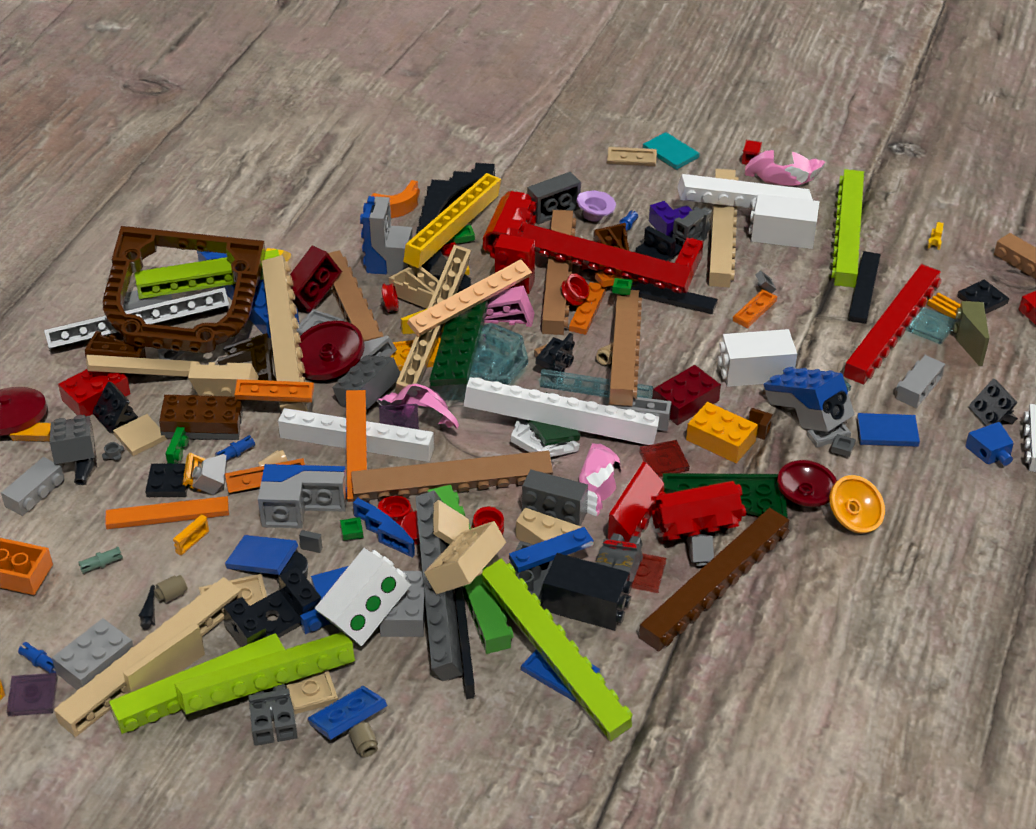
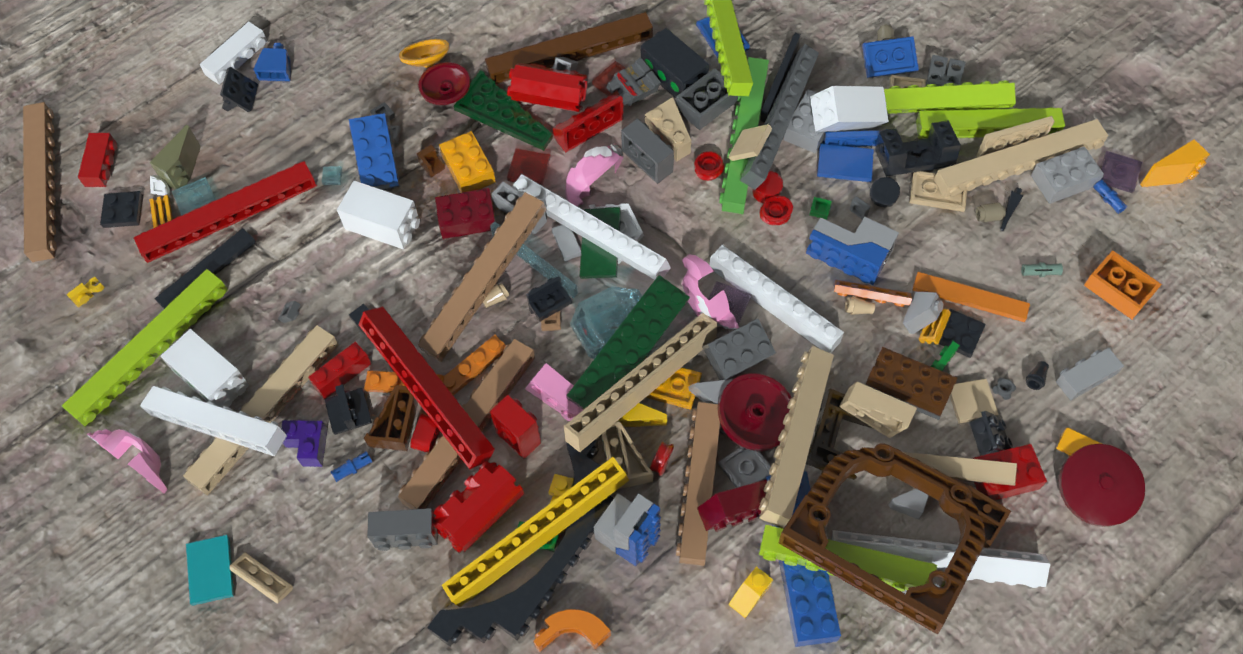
camera: 150 degrees left, 20 degrees up
(72, 439) = (1046, 398): dark grey brick -> none
(191, 534) = (958, 257): light orange tile -> none
(237, 448) = (889, 337): blue pin -> none
(261, 554) = (905, 211): blue tile -> none
(274, 390) = (837, 358): orange plate -> none
(355, 435) = (783, 272): orange tile -> none
(388, 530) = (793, 190): blue slope -> none
(460, 474) = (716, 215): medium nougat brick -> none
(465, 557) = (759, 94): tan brick -> none
(469, 298) = (596, 376): light nougat plate -> none
(546, 550) = (683, 95): blue plate -> none
(575, 289) = (477, 372): red piece -> none
(595, 204) = (364, 495): lavender hat -> none
(622, 286) = (434, 345): green plate -> none
(692, 226) = (299, 406): dark grey hips -> none
(751, 150) = (133, 511): red brick -> none
(754, 308) = (323, 291): orange tile -> none
(888, 429) = (332, 115): blue tile -> none
(920, 381) = (266, 142): light grey brick -> none

